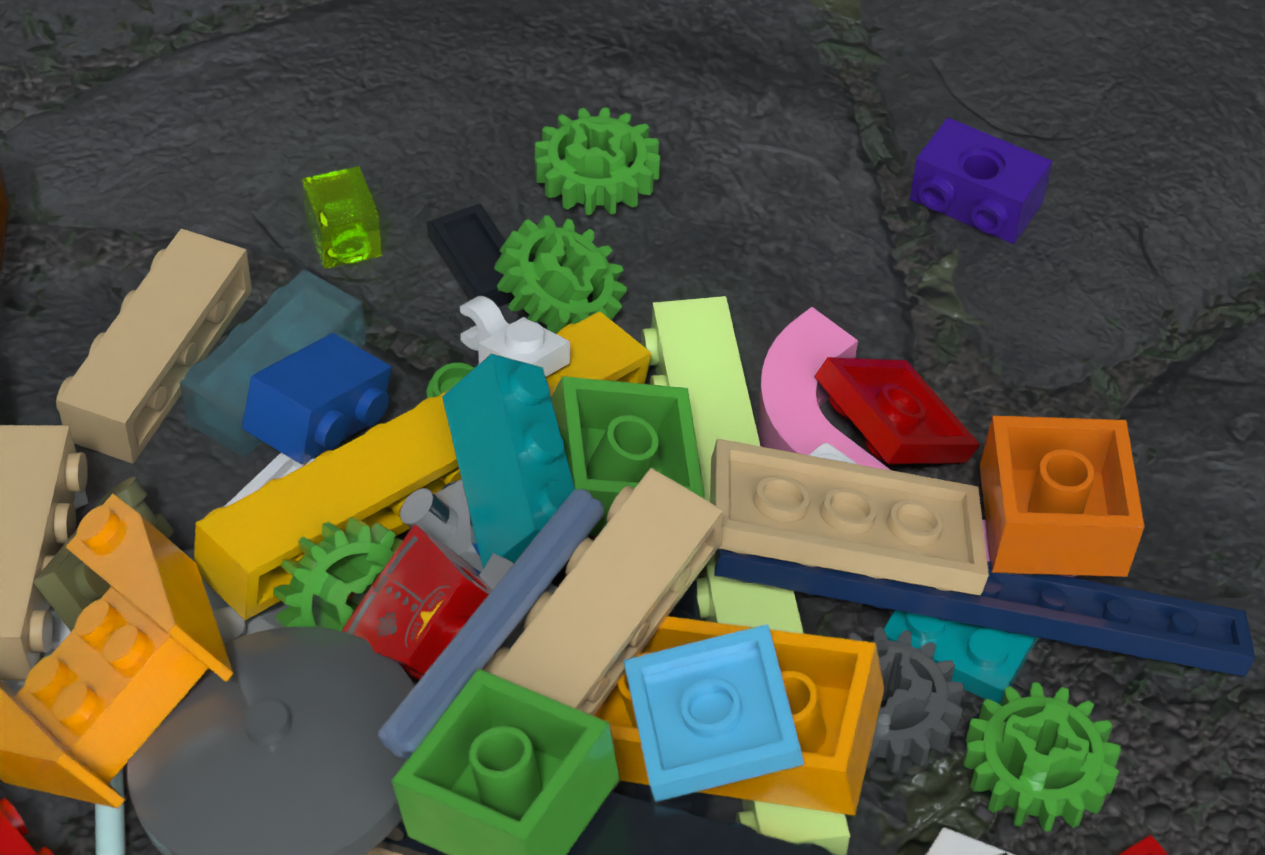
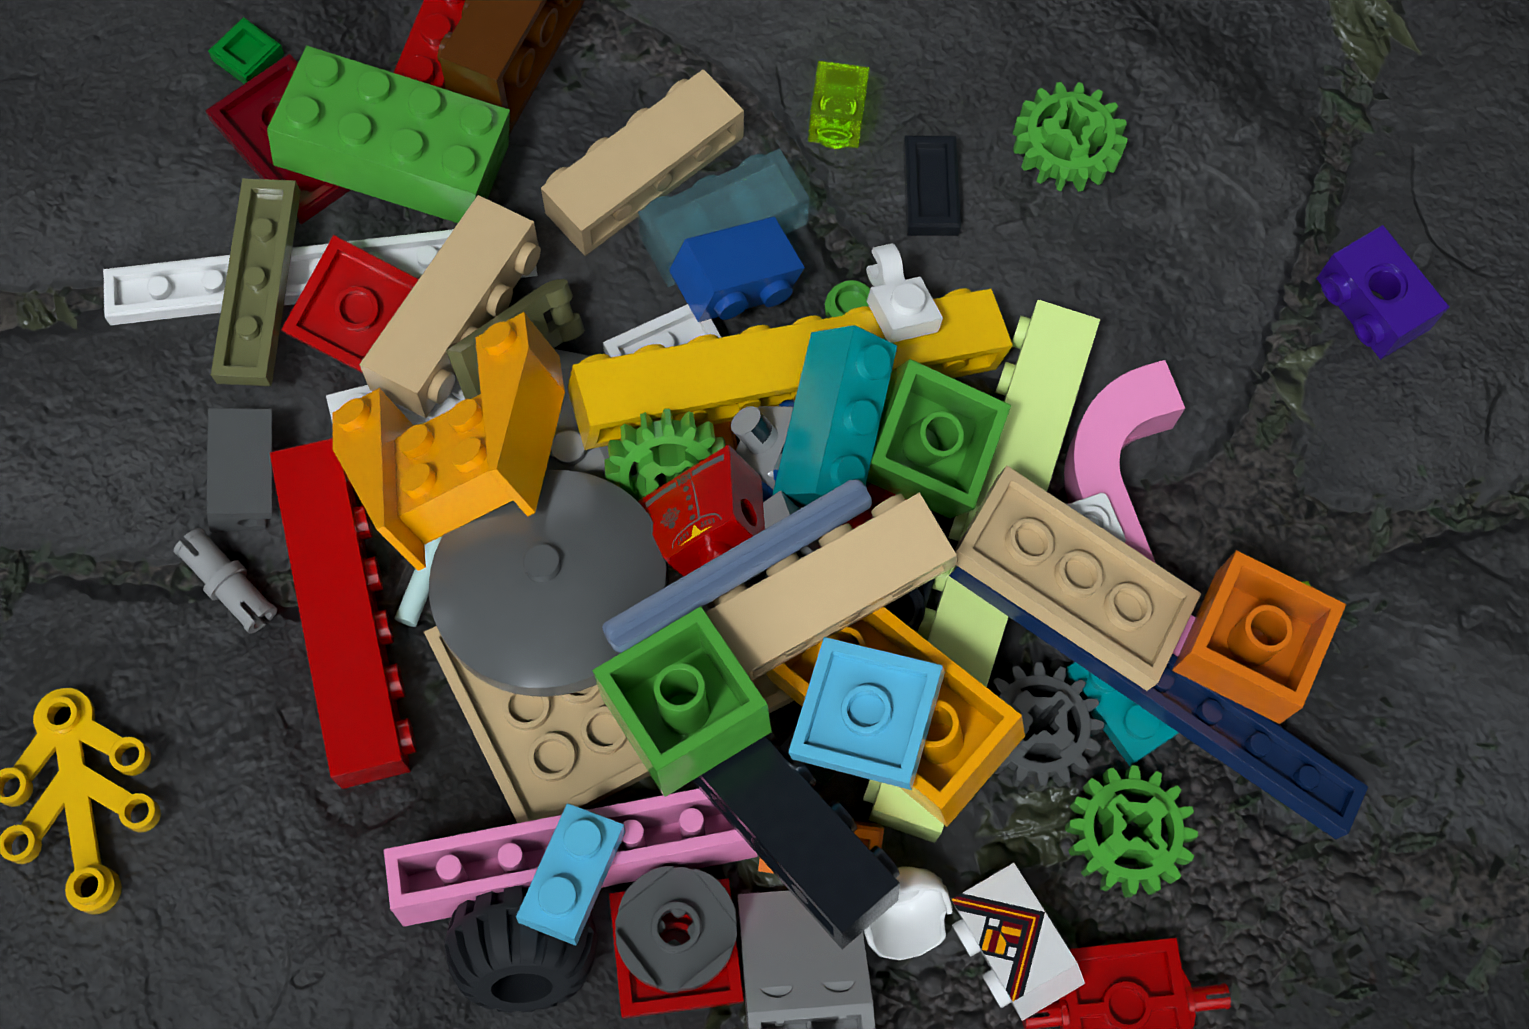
camera: 25 degrees right, 20 degrees up
(561, 275) = (986, 233): bright green gear -> none
(896, 411) = (1184, 483): red plate -> none

